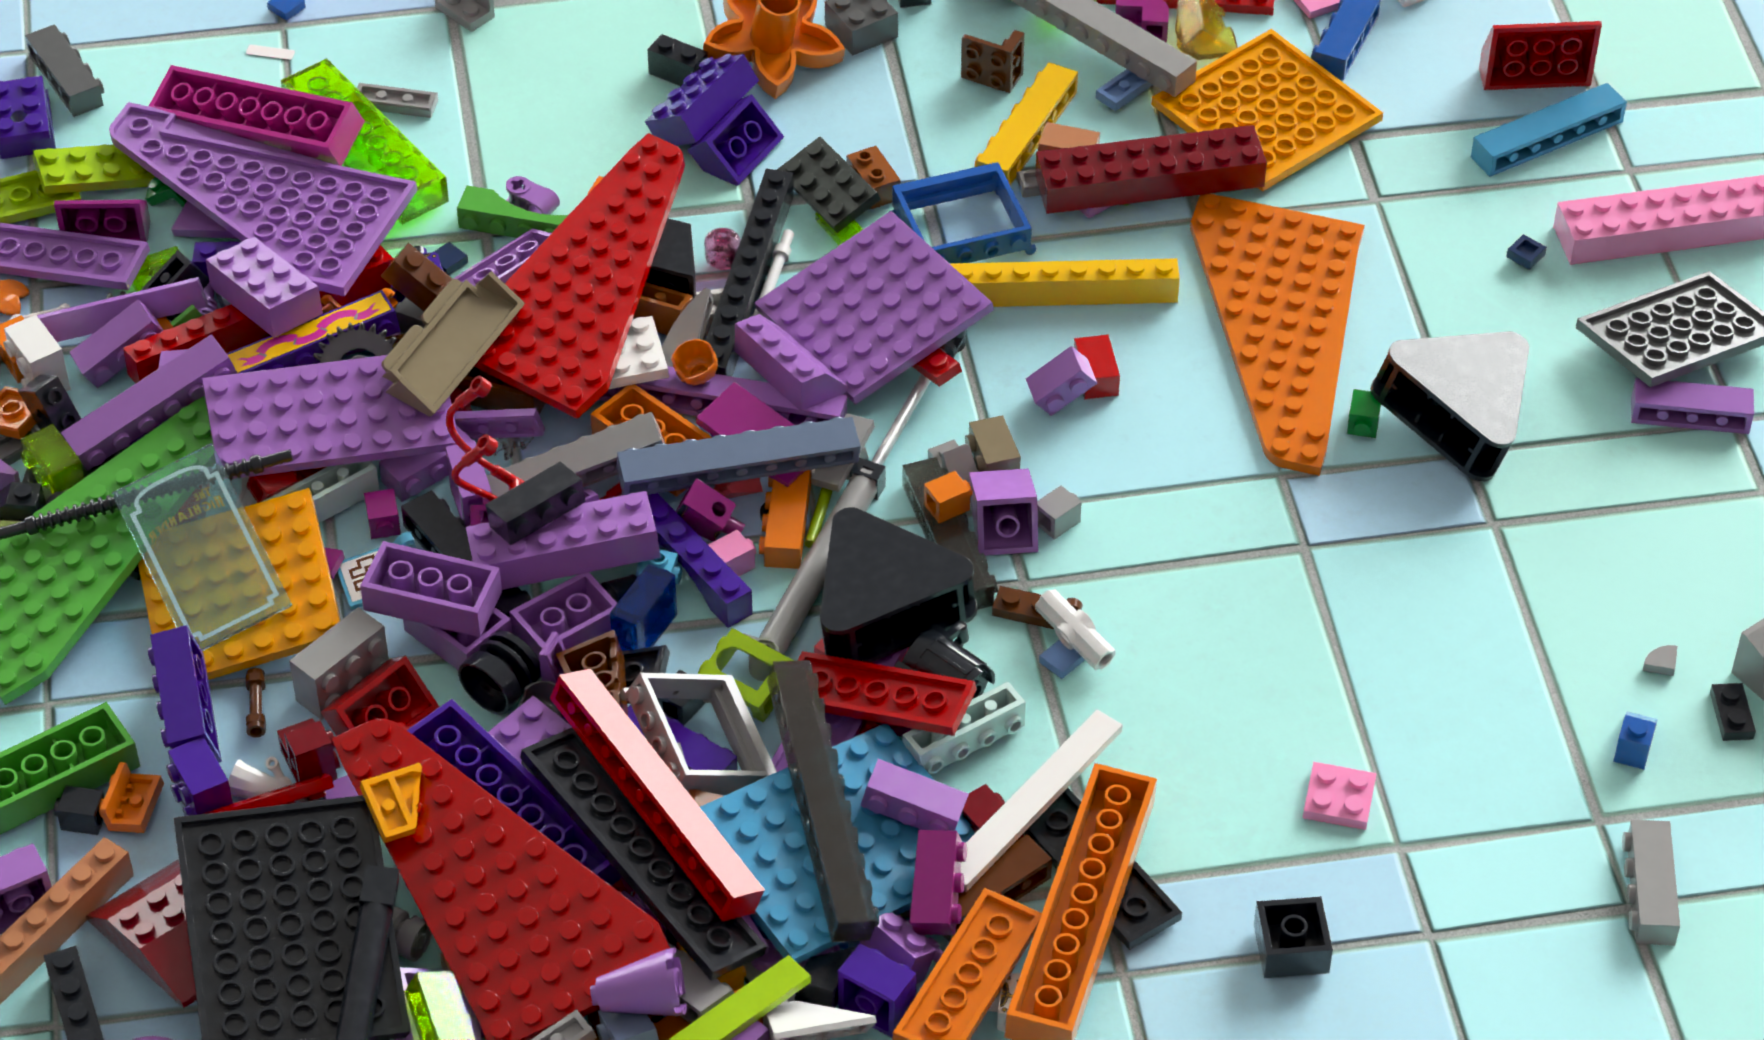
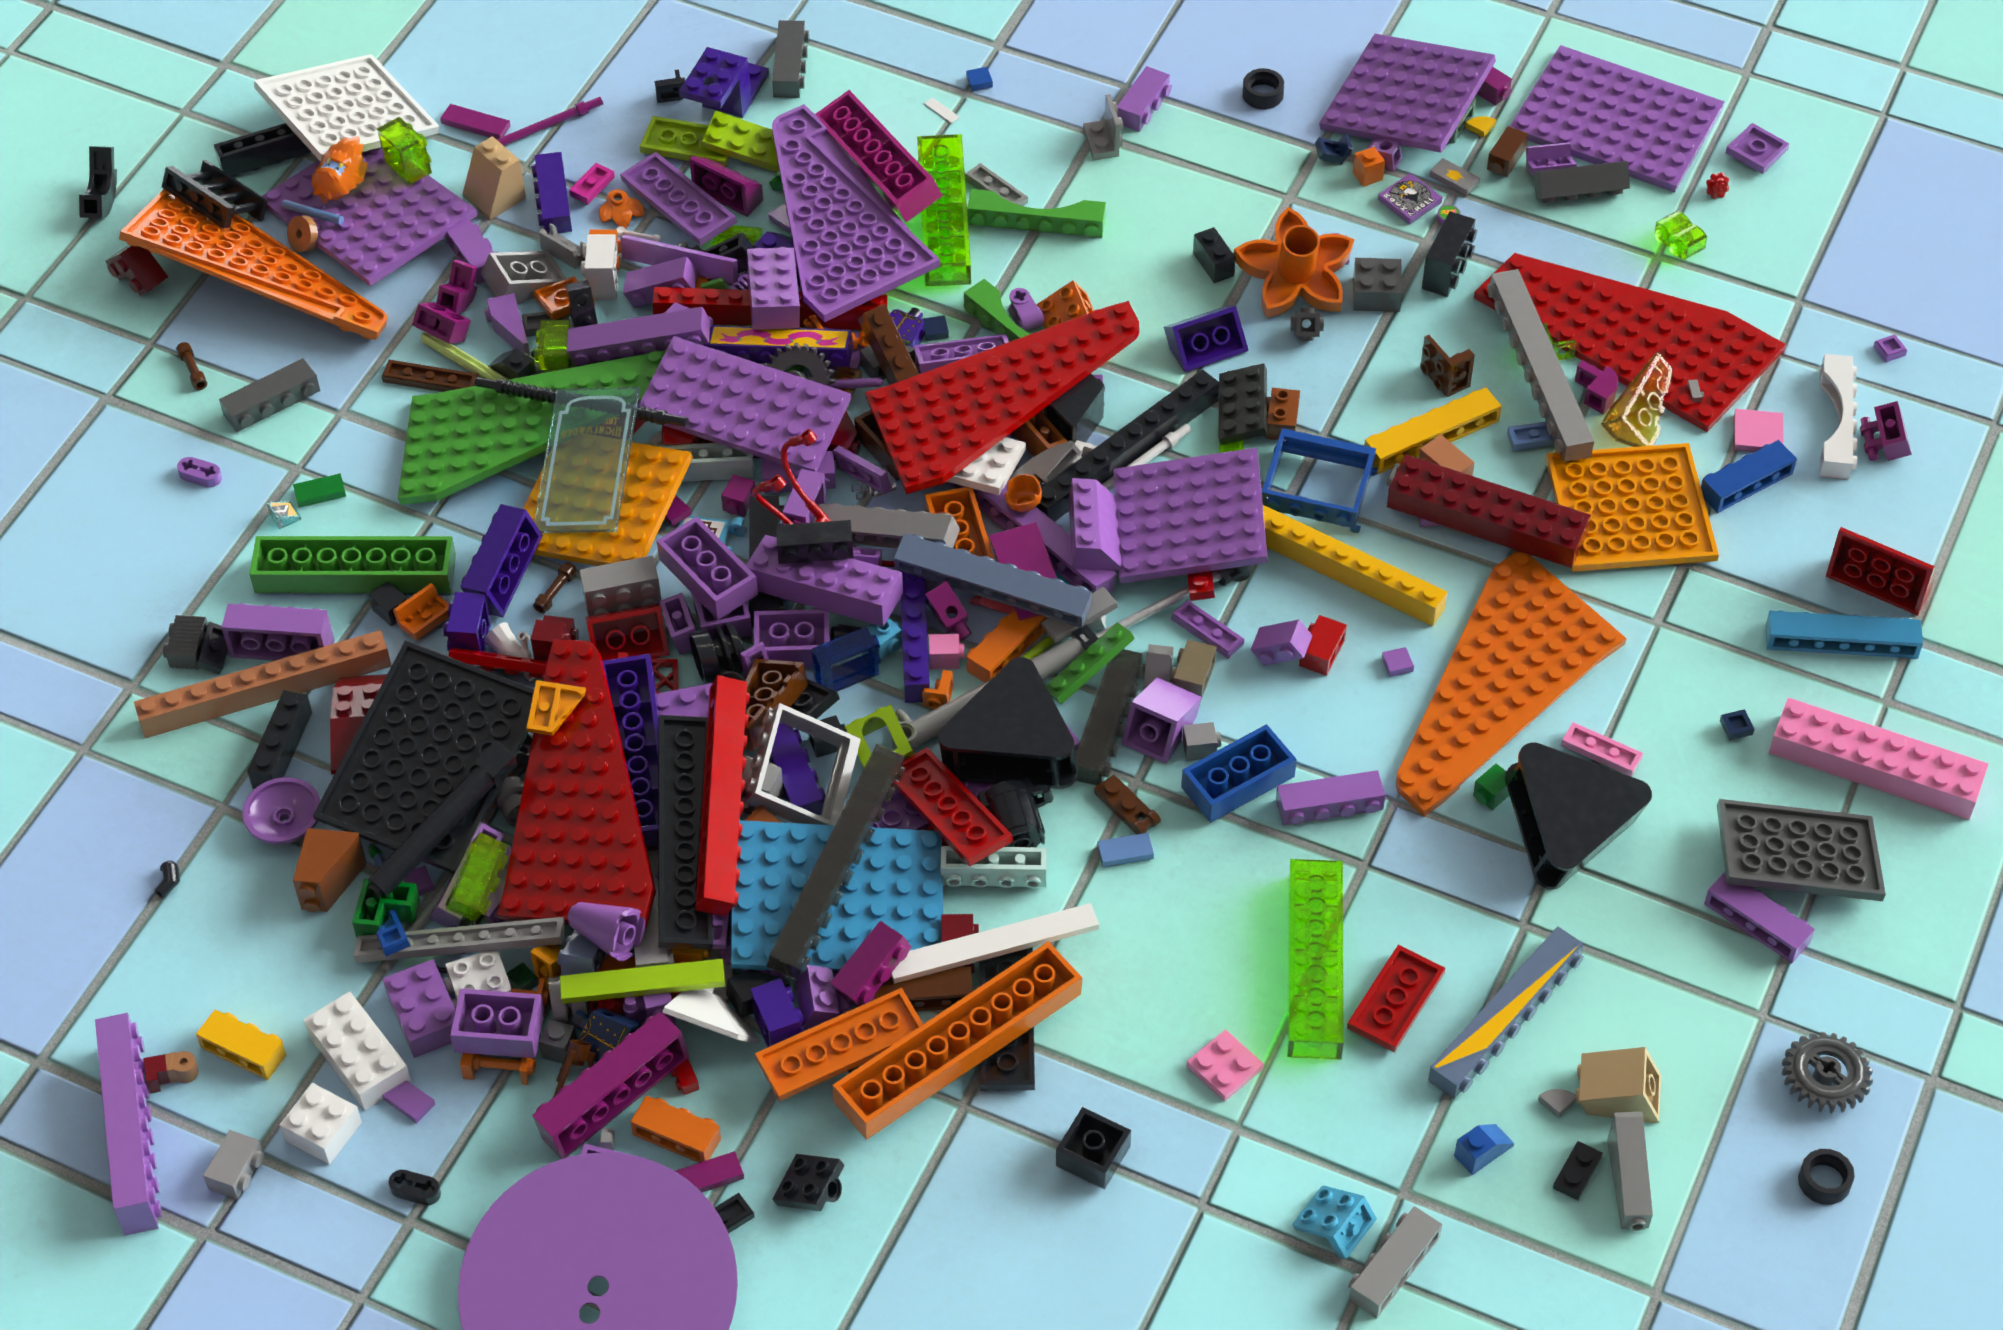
camera: 35 degrees right, 5 degrees up
(433, 664) = (679, 621): none -> medium lavender brick
(455, 336) = (869, 387): dark tan slope -> none
(511, 89) = (992, 210): none -> bright green arch
(570, 177) = (1065, 305): none -> orange bracket
(702, 99) = (1201, 293): dark purple brick -> none
(721, 247) = (1124, 412): clear pink head -> none
(763, 597) = (941, 694): none -> orange bracket
(826, 83) = (1313, 330): none -> dark grey brick
(895, 479) = (1089, 662): none -> bright green plate
(913, 798) = (905, 897): medium lavender brick -> none
(947, 496) = (1119, 687): orange brick -> none
(967, 407) = (1207, 628): none -> medium lavender tile
(1075, 629) = (1131, 835): white piece -> none
(1123, 521) = (1238, 773): none -> blue brick
(1175, 348) = (1397, 661): none -> medium lavender tile
(1225, 500) = (1330, 797): none -> medium lavender brick
(1342, 652) = (1315, 959): none -> clear neon green brick
(1426, 328) = (1602, 749): none -> bright pink plate
(1443, 648) = (1396, 998): none -> red plate
(1553, 608) = (1506, 1012): none -> sand blue brick
(1562, 872) = (1338, 1217): none -> medium azure bracket
(1705, 613) = (1619, 1083): none -> tan slope

